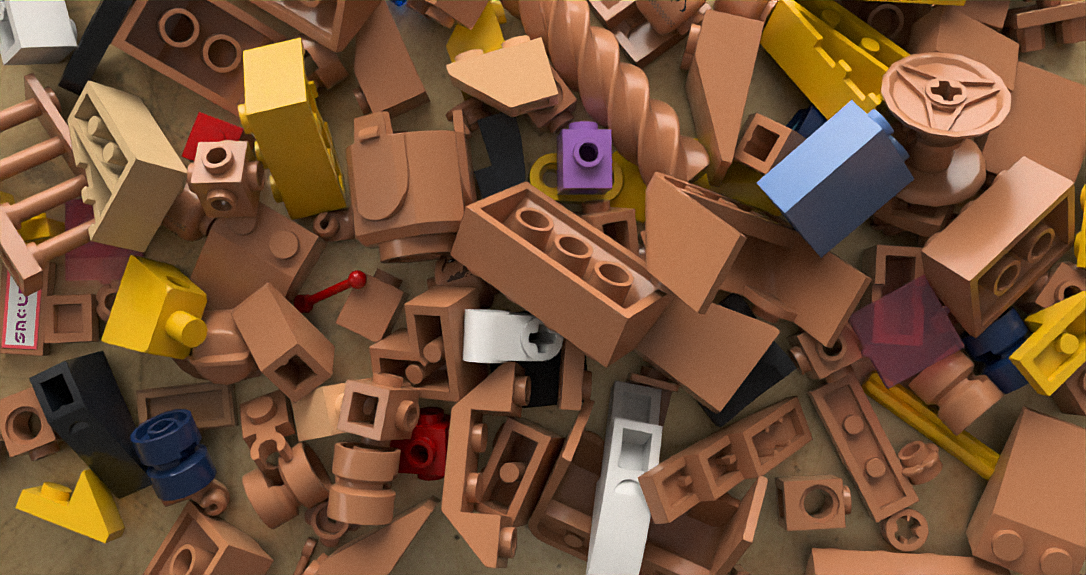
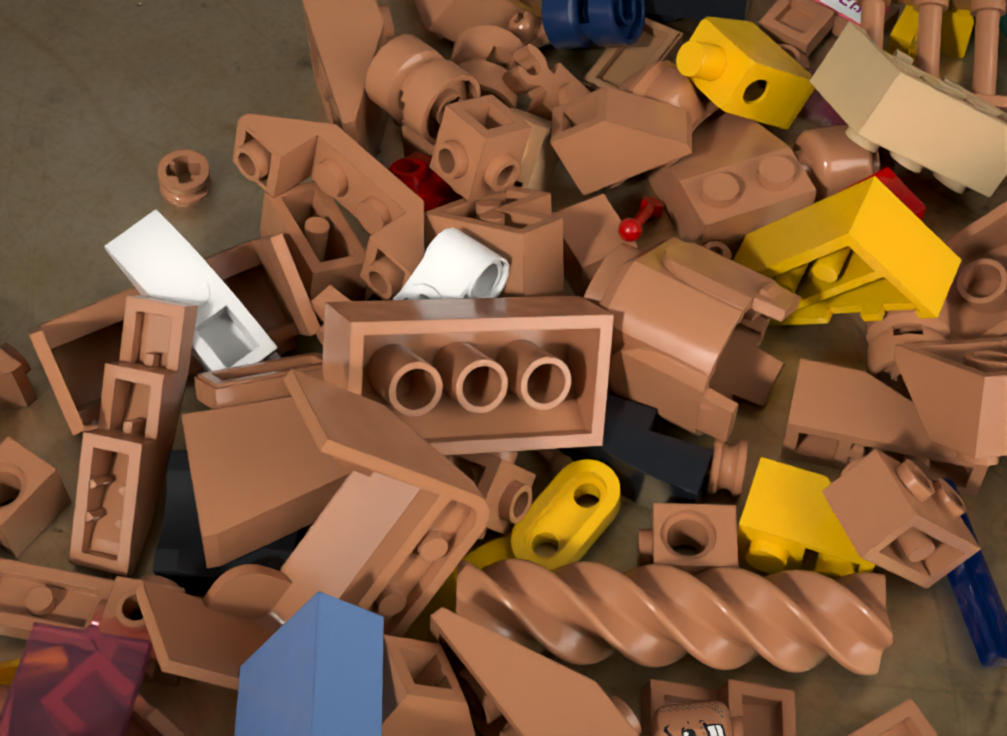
camera: 125 degrees right, 30 degrees down
(226, 179) = (825, 160): nougat brick -> none
(509, 78) = (728, 491): light nougat slope -> none
(584, 160) = (575, 513): medium lavender brick -> none
(645, 398) = (254, 381): none -> nougat tile

